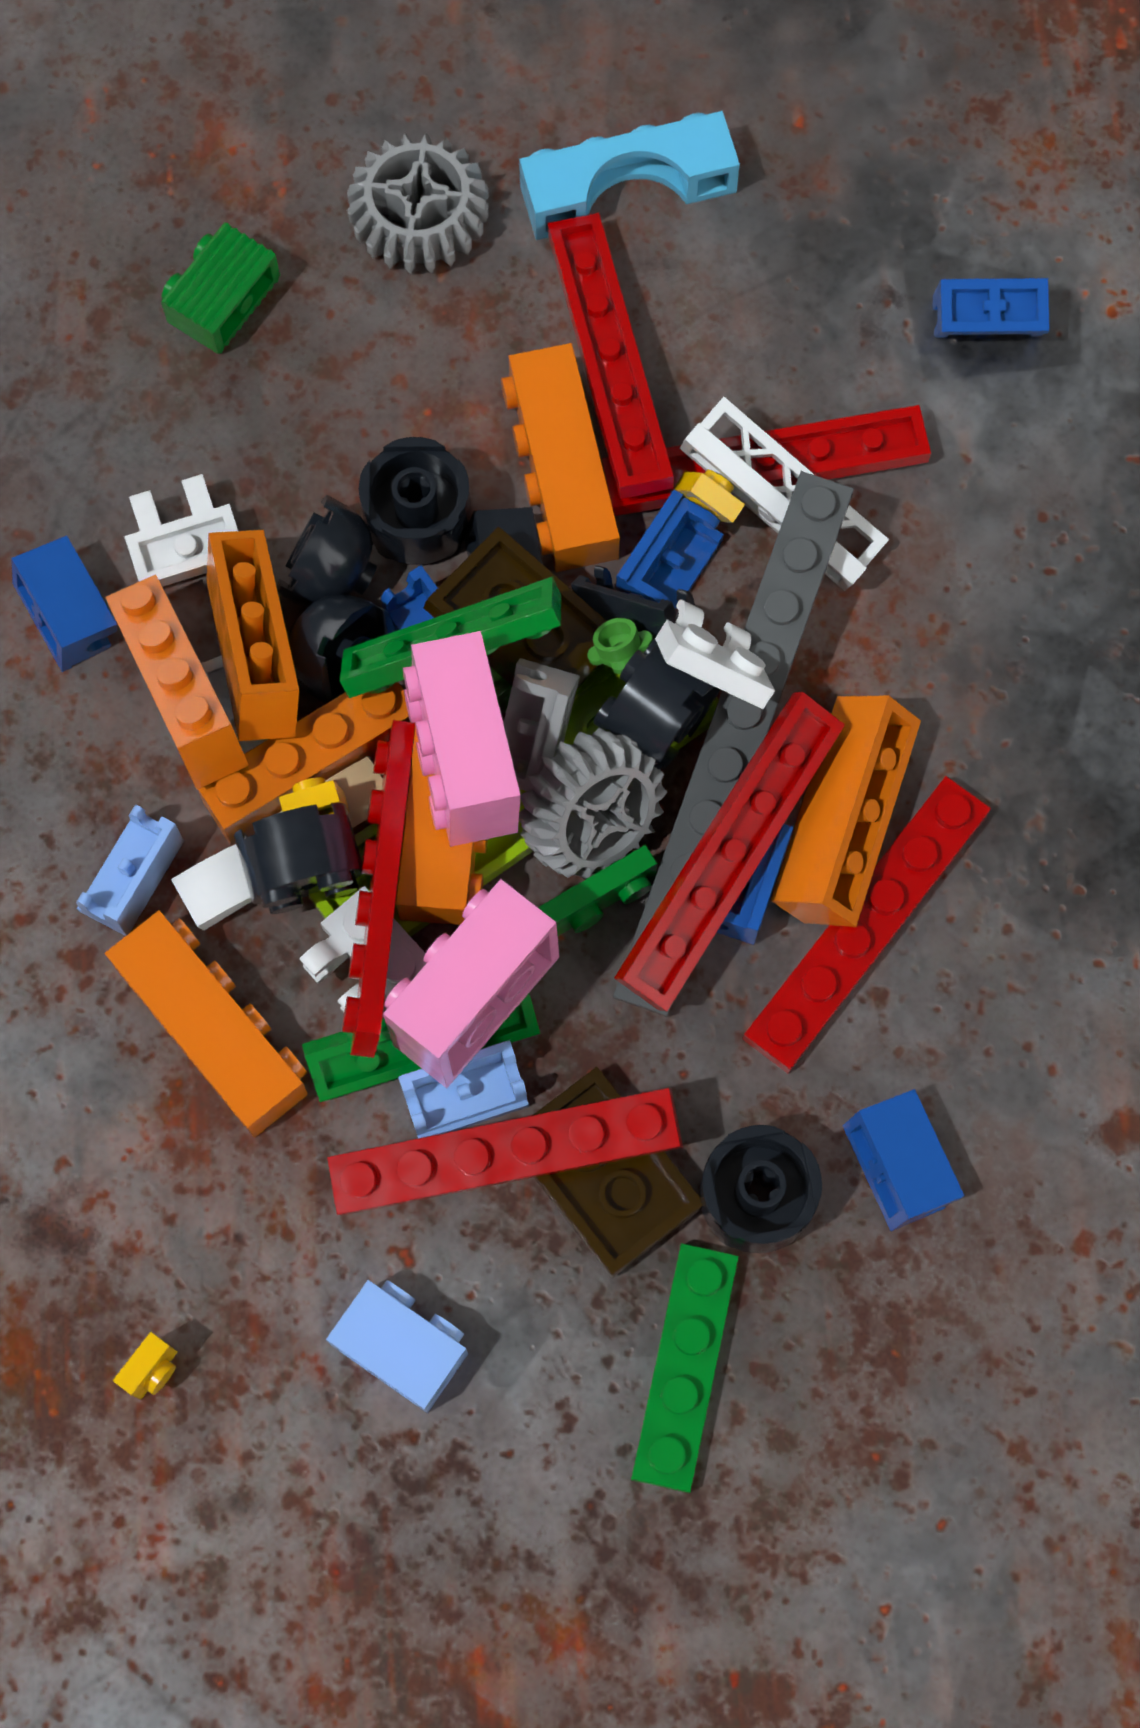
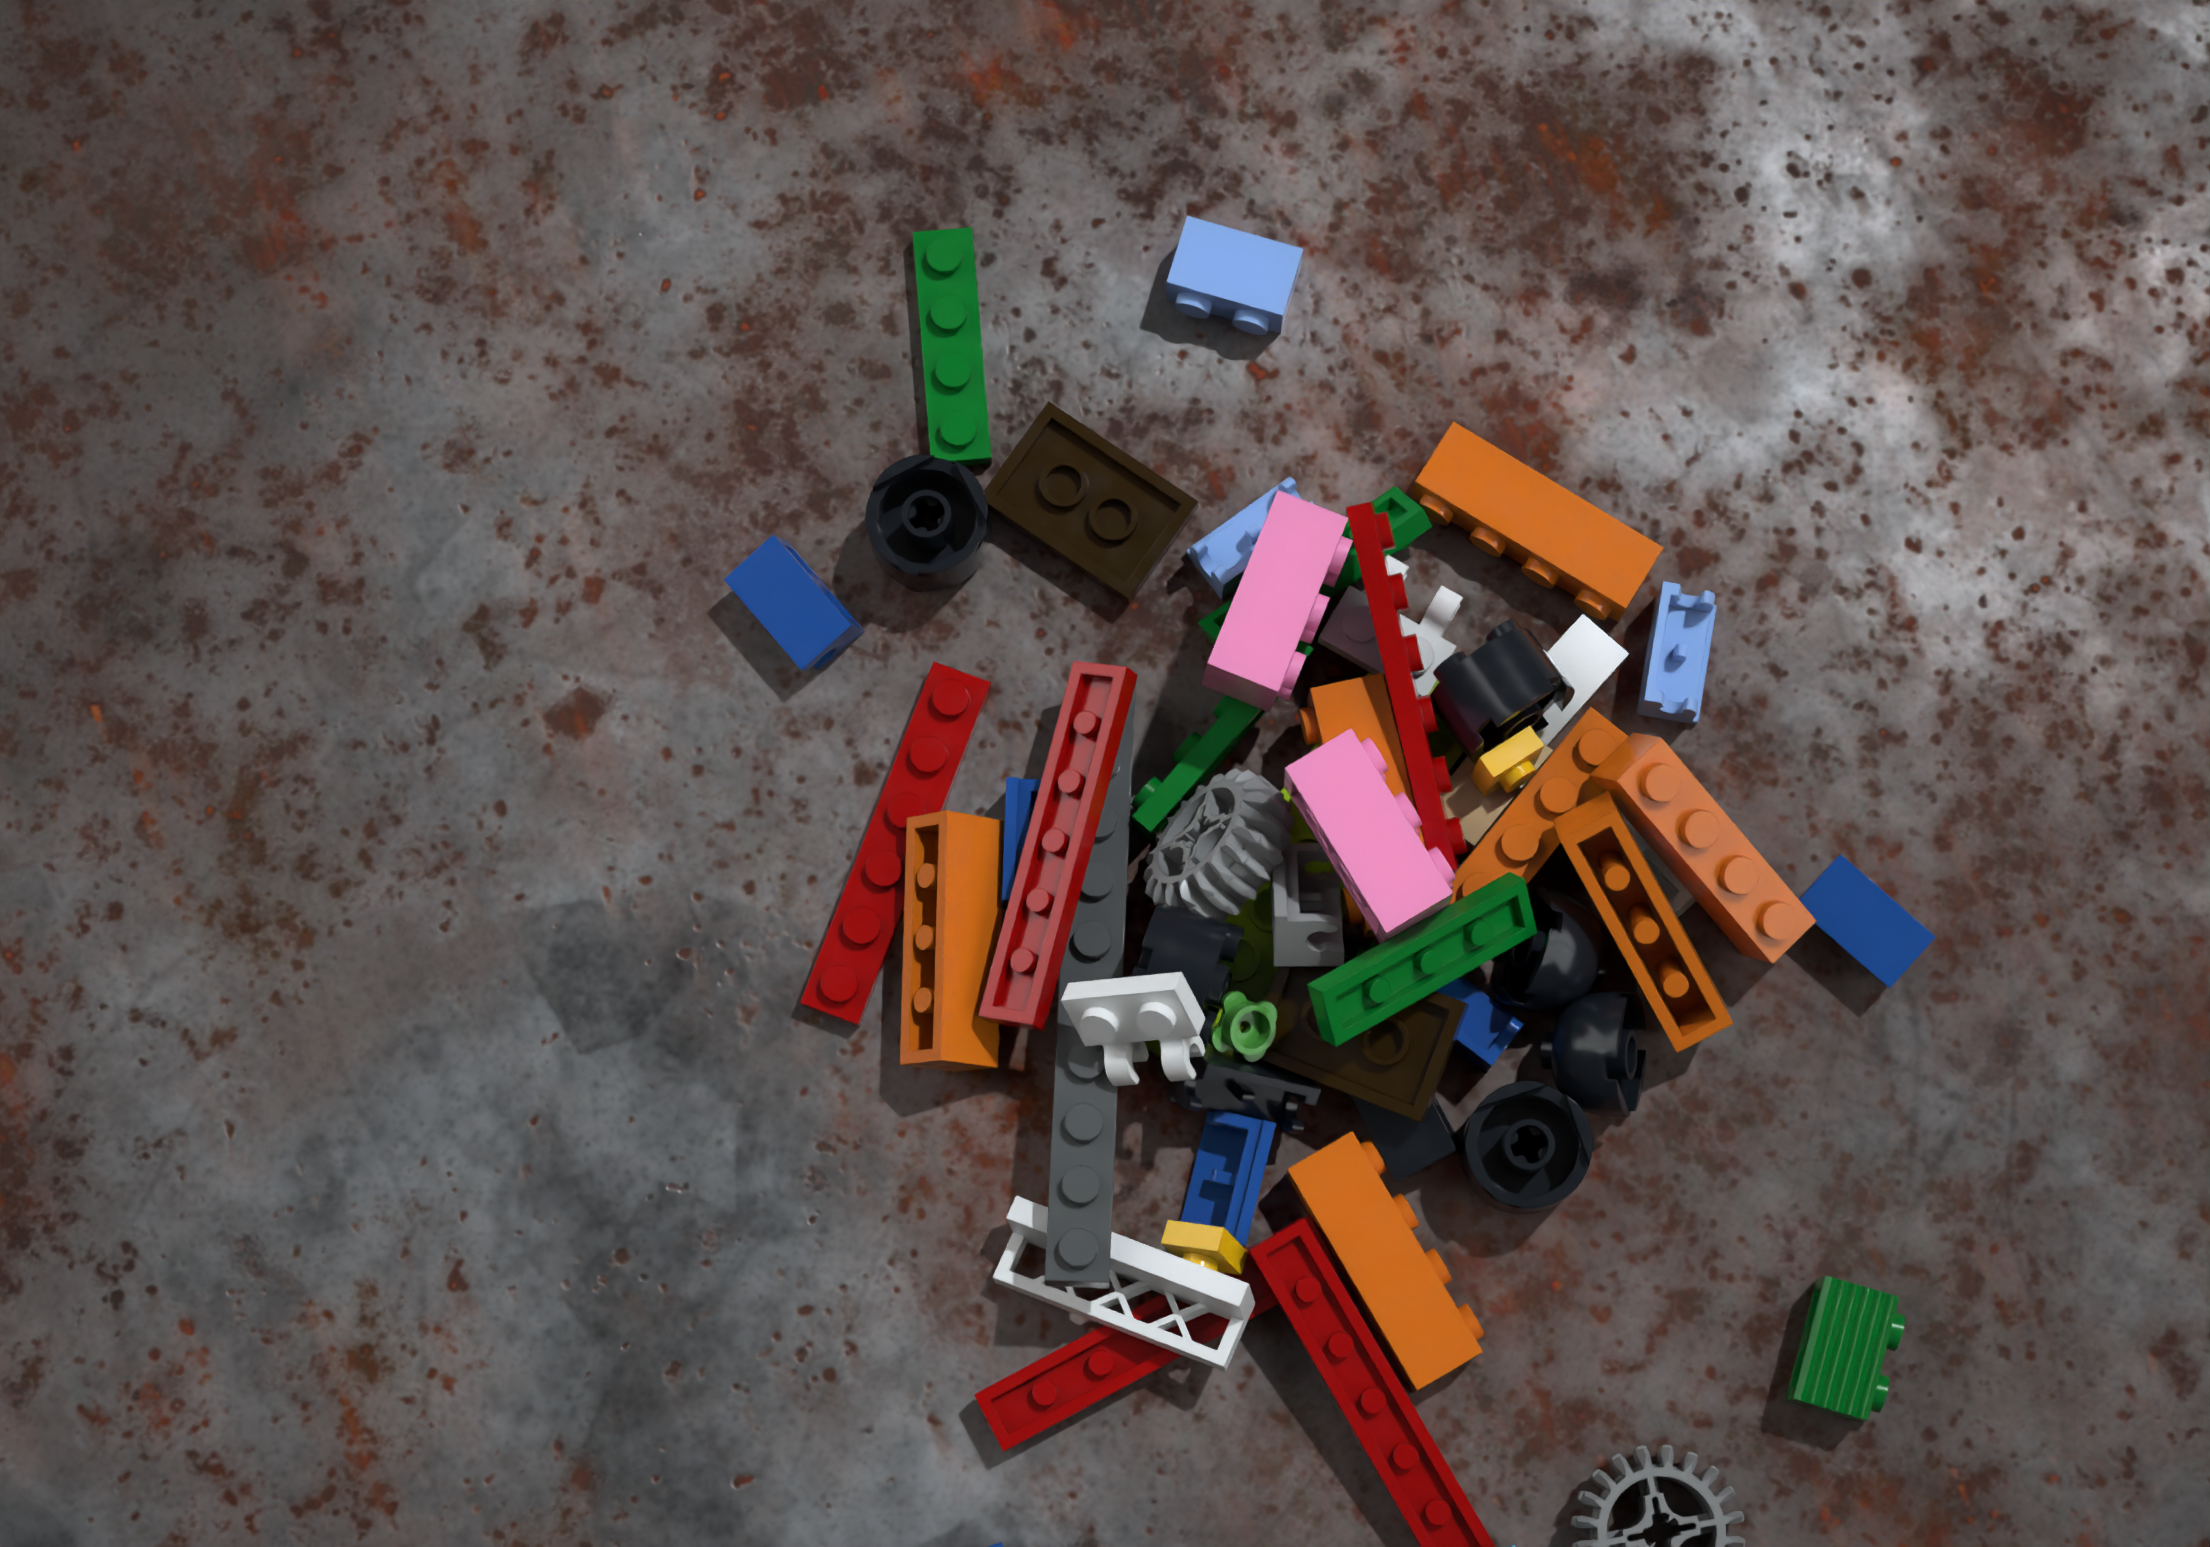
camera: 165 degrees right, 5 degrees up
(147, 1367) = (1464, 182): yellow plate -> none
(177, 547) = (1763, 1023): white plate -> none
(505, 1152) = (1190, 482): red plate -> none

